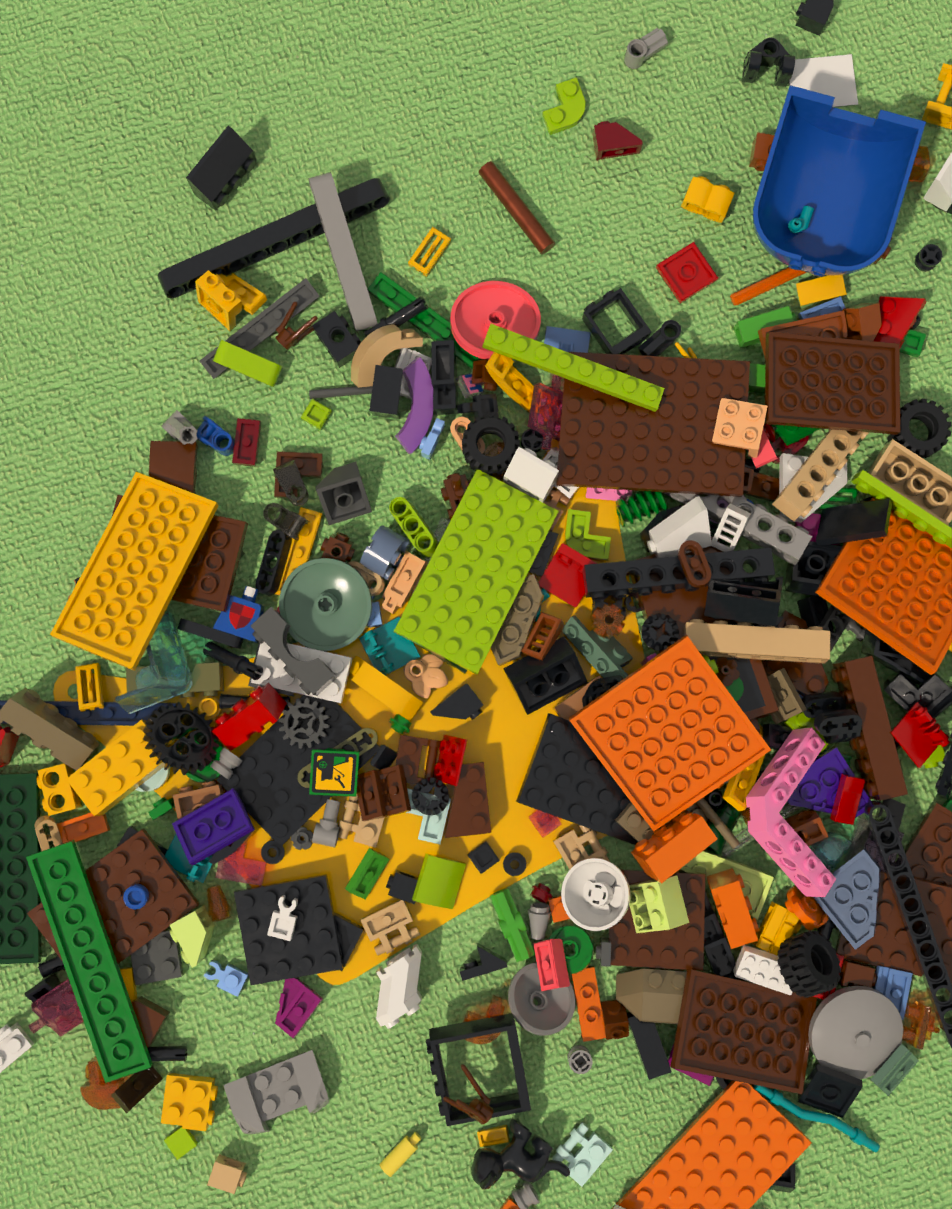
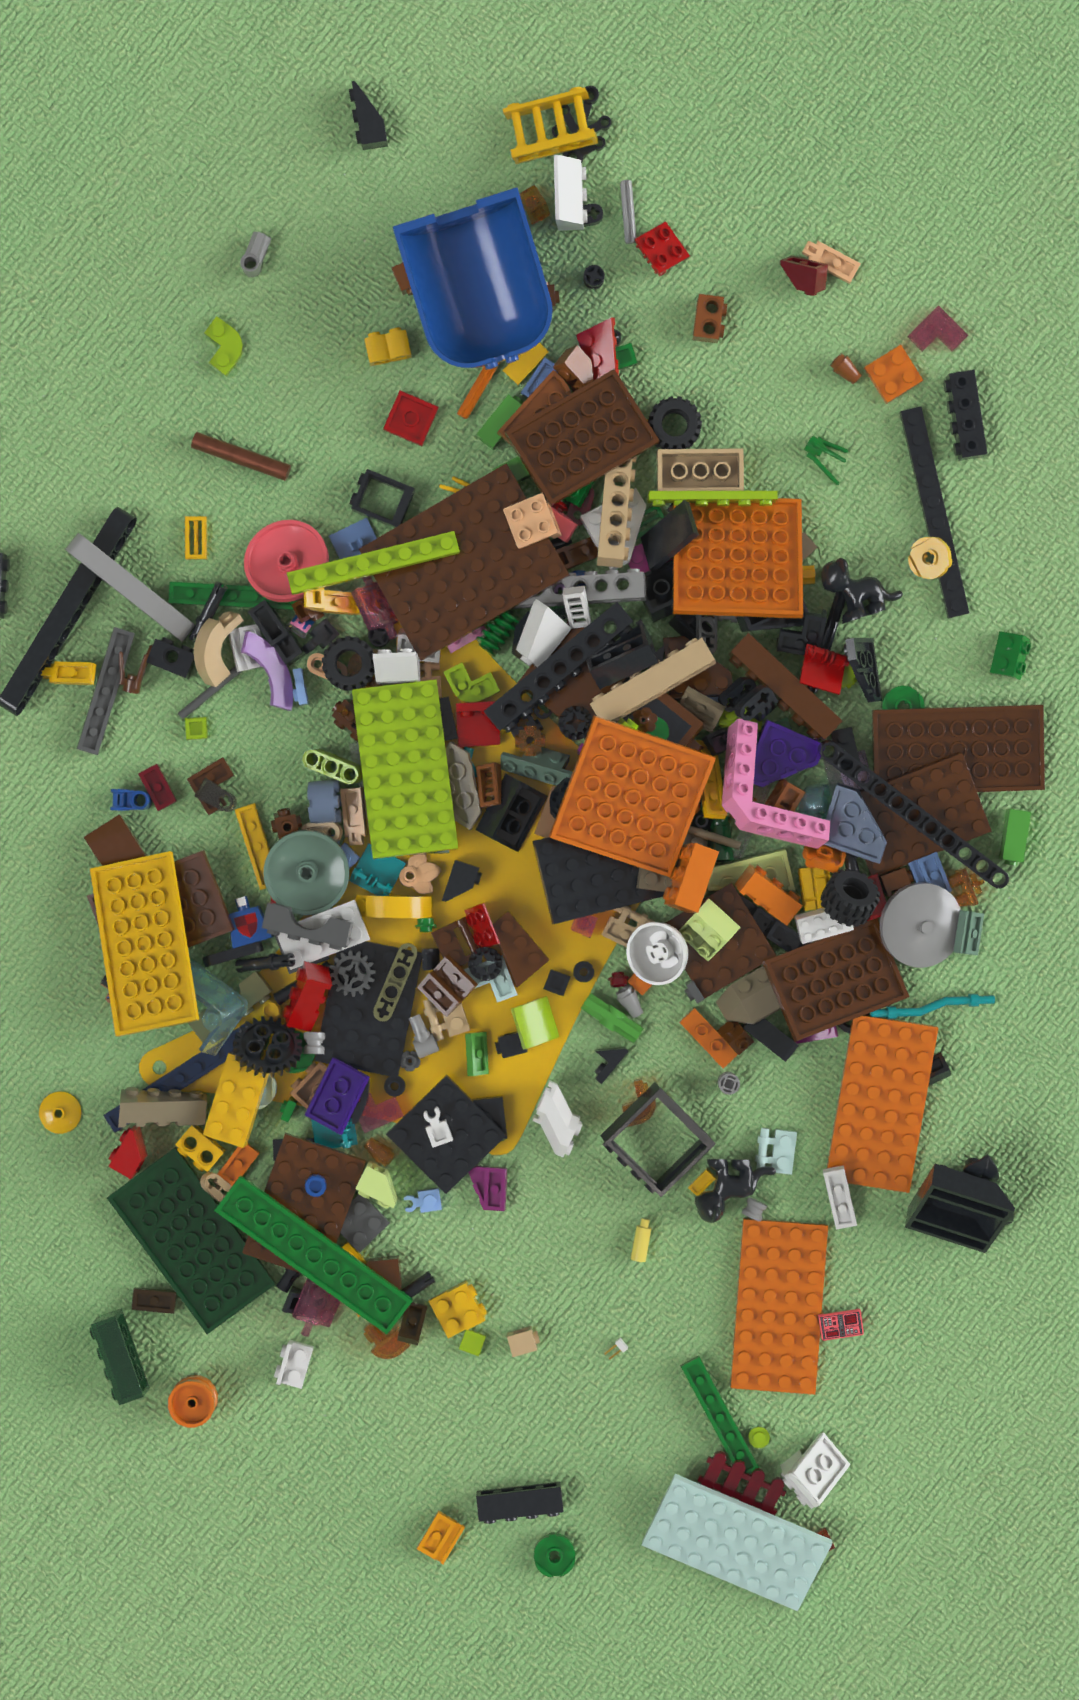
camera: 30 degrees left, 5 degrees up
(80, 687) = (180, 1068): yellow tile -> none
(180, 428) = (100, 811): light grey piece -> none
(218, 299) = (59, 691): yellow plate -> none
(247, 363) = (116, 725): lime beam -> none
(274, 579) = (239, 874): black beam -> none
(276, 1092) = (519, 1257): light grey piece -> none
(287, 522) = (234, 828): clear smoke piece -> none
(334, 772) = (400, 995): piece -> none
(343, 494) = (261, 777): dark grey slope -> none
(386, 392) = (240, 676): black panel -> none
(386, 920) = (515, 1078): tan plate -> none
(478, 1108) = (674, 1168): reddish brown plant -> none
(551, 964) = (660, 1027): coral slope -> none
(553, 1009) = (670, 1046): light grey dish -> none
(584, 947) = (658, 1015): green plate -> none
(614, 141) = (281, 349): dark red slope -> none
(659, 341) = (425, 491): black piece -> none
(693, 565) = (567, 654): reddish brown plate -> none
(757, 57) = (367, 189): black piece -> none
(801, 223) = (475, 318): teal arm -> none
(827, 76) = (416, 184): white sticker -> none
(830, 1090) = (929, 980): black plate -> none
(847, 799) = (802, 754): red slope -> none

